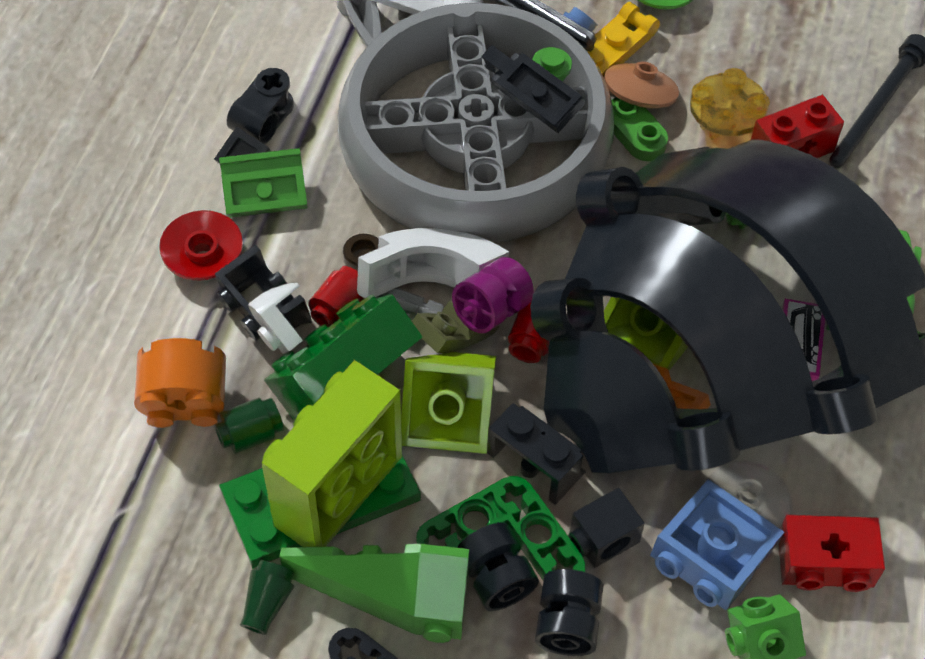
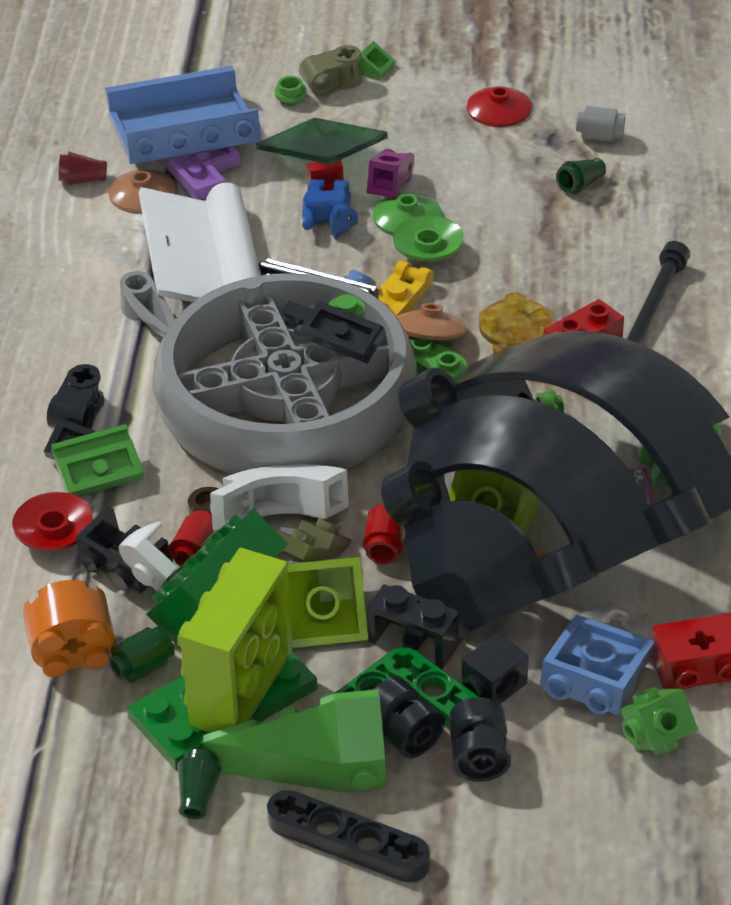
camera: 10 degrees left, 15 degrees down
(492, 294) = (342, 502): magenta wheel -> none

